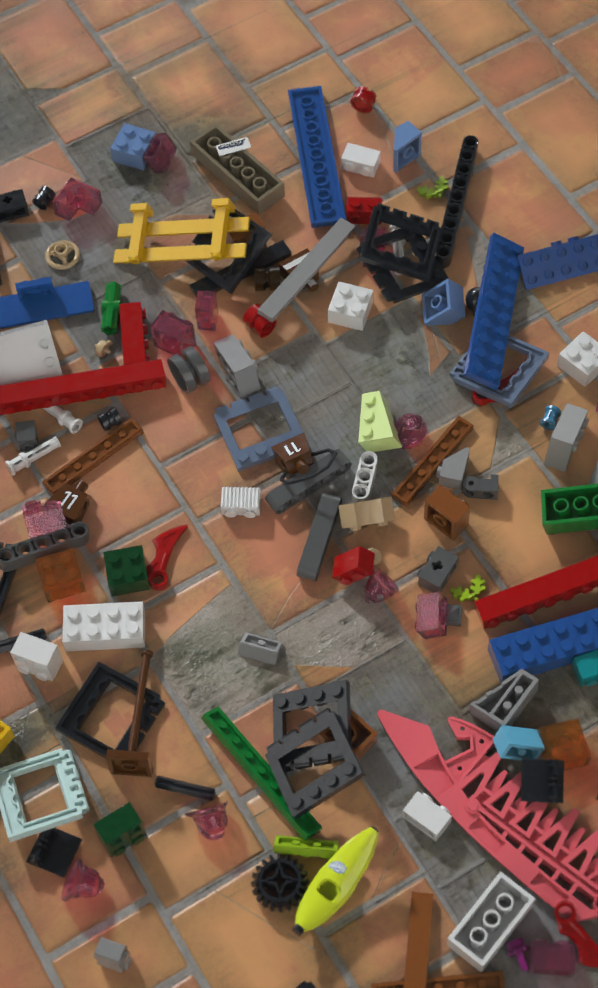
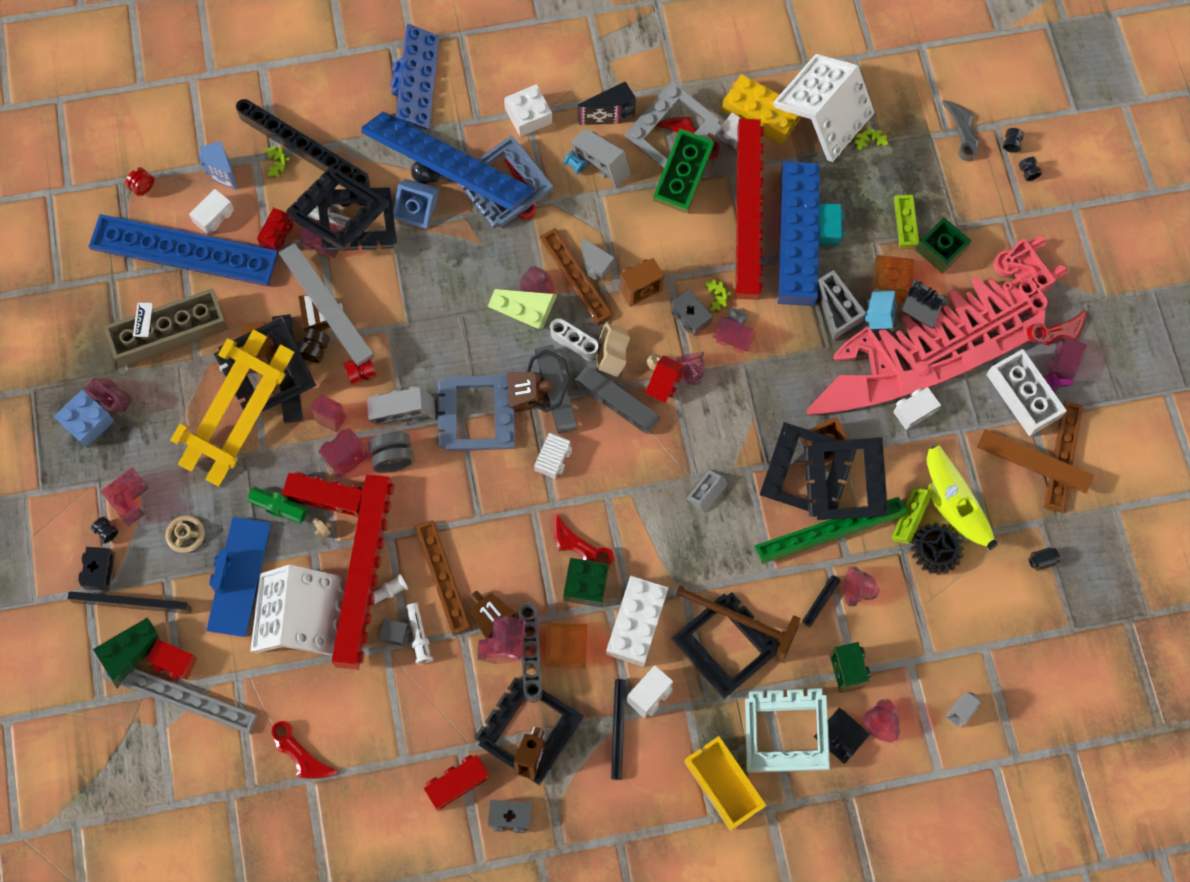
camera: 75 degrees left, 10 degrees up
(109, 419) = (409, 546): black wheel -> none
(350, 306) = (380, 282): white brick -> none
(480, 487) = (625, 242): dark grey leg -> none

